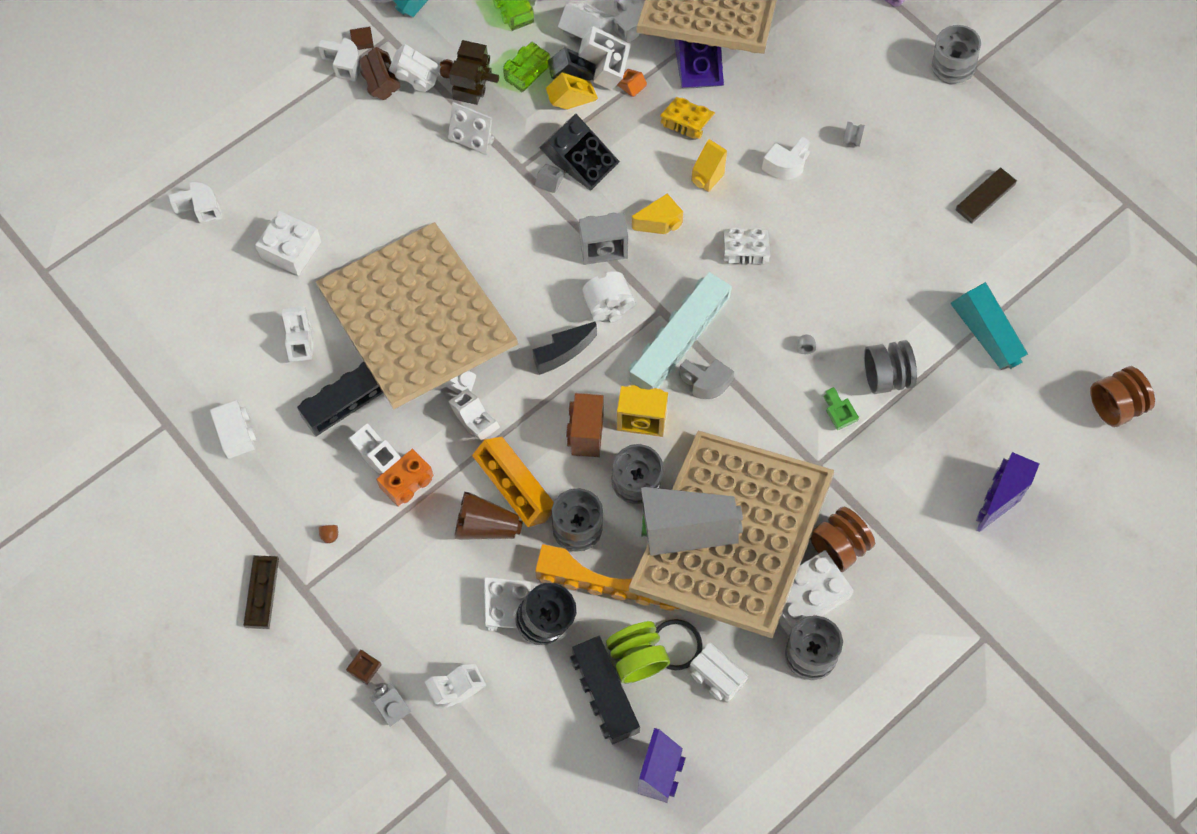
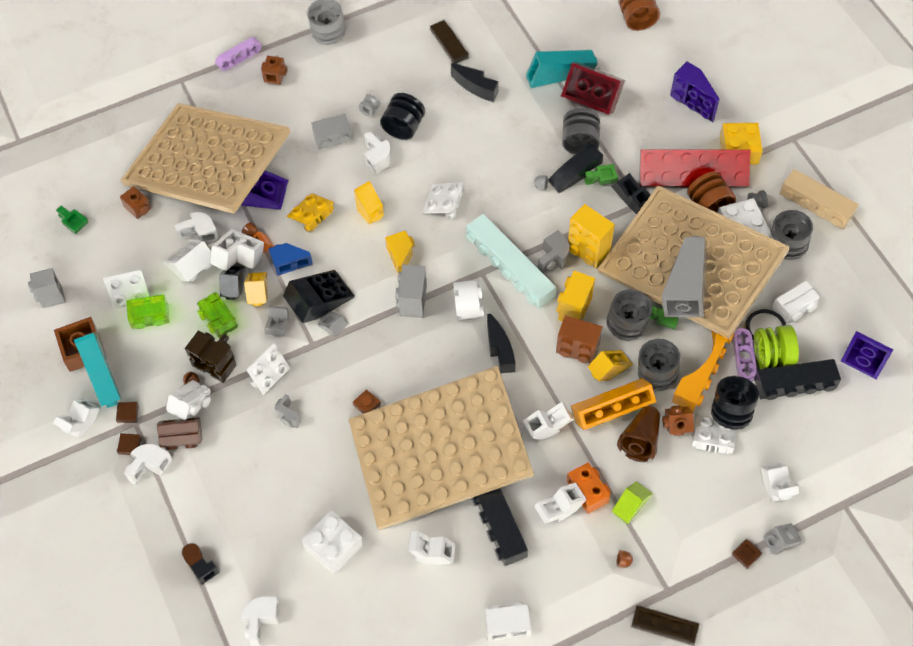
camera: 75 degrees left, 5 degrees down
(244, 133) = (194, 559): none -> leg
(396, 25) = (127, 412): none -> reddish brown tile
(402, 529) = (631, 502): none -> lime slope
(424, 163) = (285, 414): none -> light grey bracket
(460, 235) = (366, 402): none -> dark orange plate
(511, 558) = (678, 420): none -> dark orange brick
(533, 124) = (277, 321): none -> light grey bracket
(568, 468) = (609, 365): none -> yellow slope
(607, 620) = (747, 347): none -> lavender beam
(615, 110) = (289, 258): none -> blue slope
(643, 65) = (250, 229): none -> dark orange hinge
(728, 402) = (590, 236): none -> yellow brick
(802, 106) = (331, 131): none -> light grey brick
(822, 445) = (631, 192): none -> black slope
(839, 375) = (575, 168): none -> black slope
(843, 168) = (402, 116): none -> black wheel
(861, 602) = (760, 198): none -> dark grey wheel
(867, 24) = (273, 69): none -> dark orange brick
(885, 512) = (684, 166): none -> plate
(889, 680) = (818, 199): none -> tan brick
(931, 237) = (475, 82): none -> black slope
(945, 565) = (742, 137): none -> yellow brick
(963, 366) = (592, 88): none -> dark red brick

